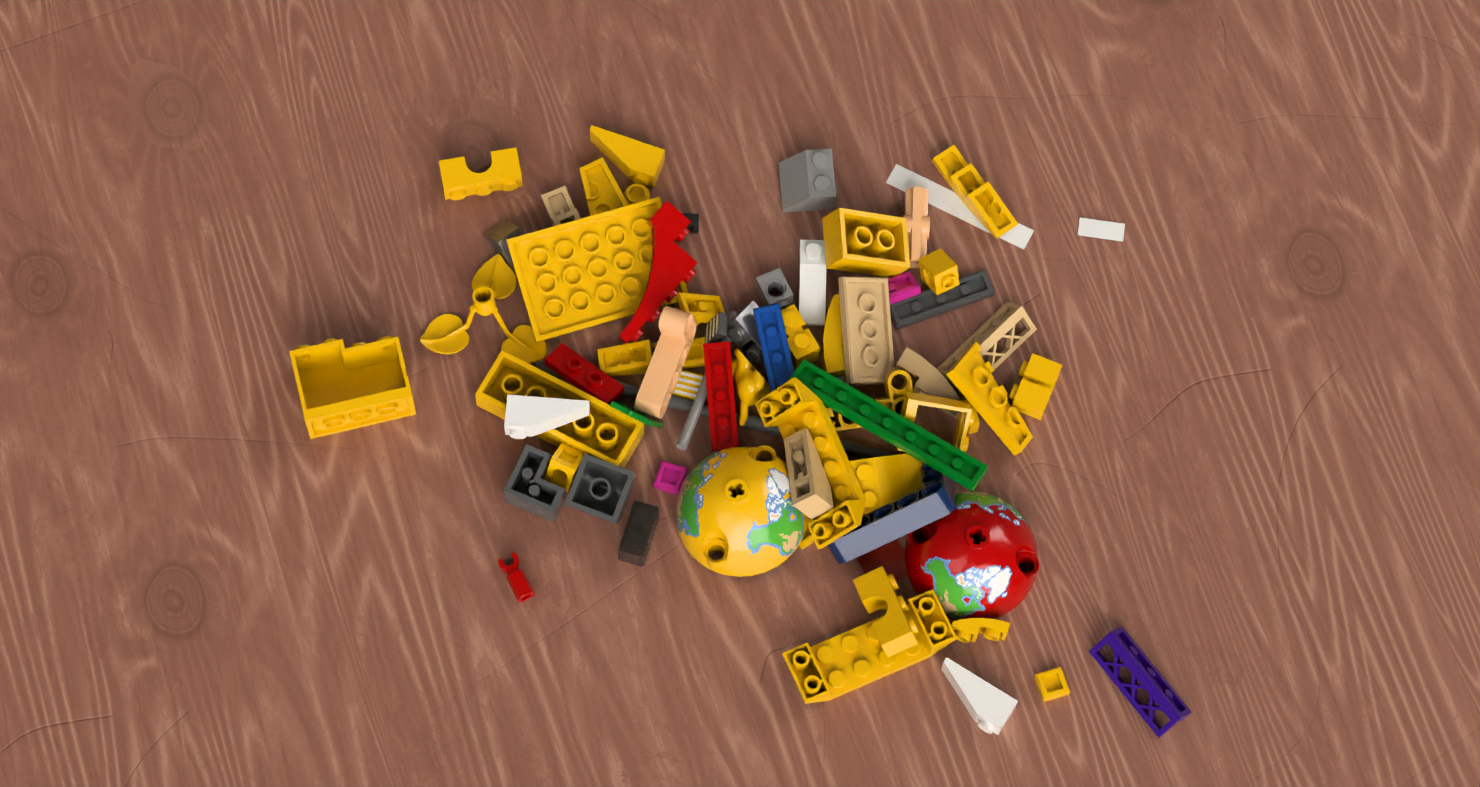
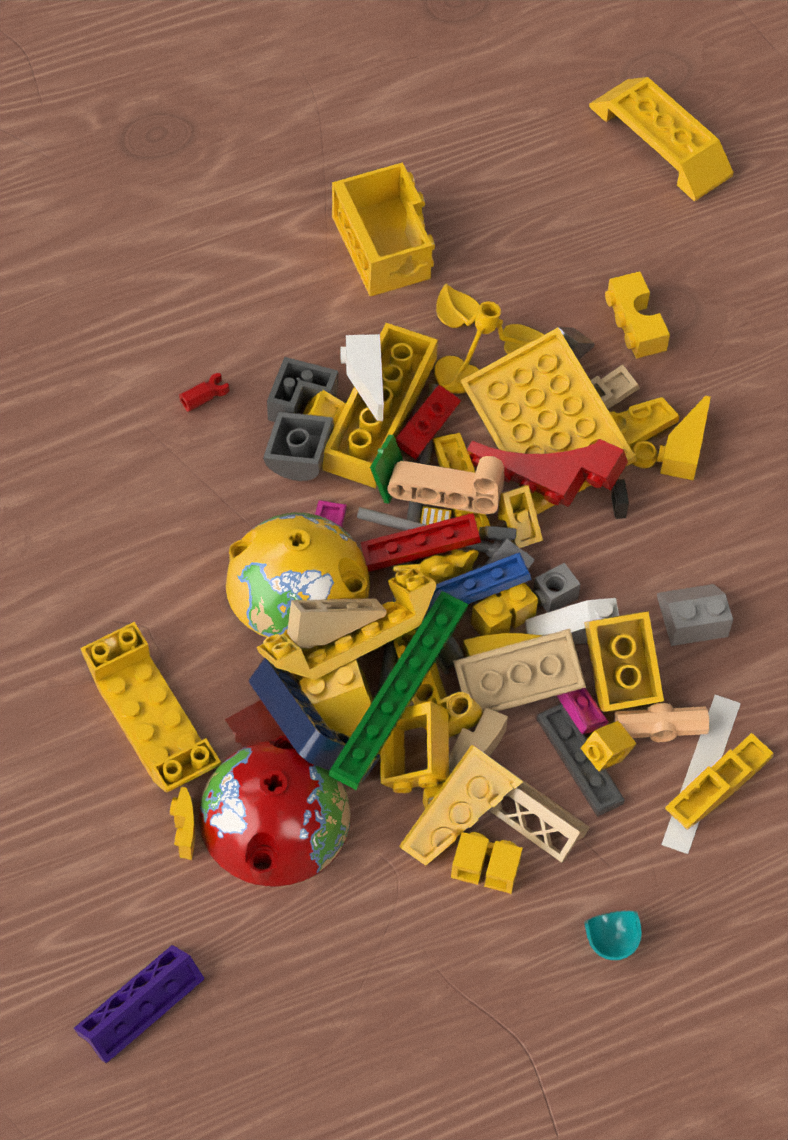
camera: 85 degrees right, 10 degrees down
(260, 111) = (668, 131): none -> yellow slope
(638, 533) = (260, 488): clear smoke brick -> none
(894, 629) = (171, 727): yellow arch -> none
(982, 700) = (103, 830): white slope -> none
(1051, 684) = (130, 908): yellow tile -> none
(1101, 229) = (704, 928): white sticker -> none
(1108, 295) = (614, 934): none -> teal helmet

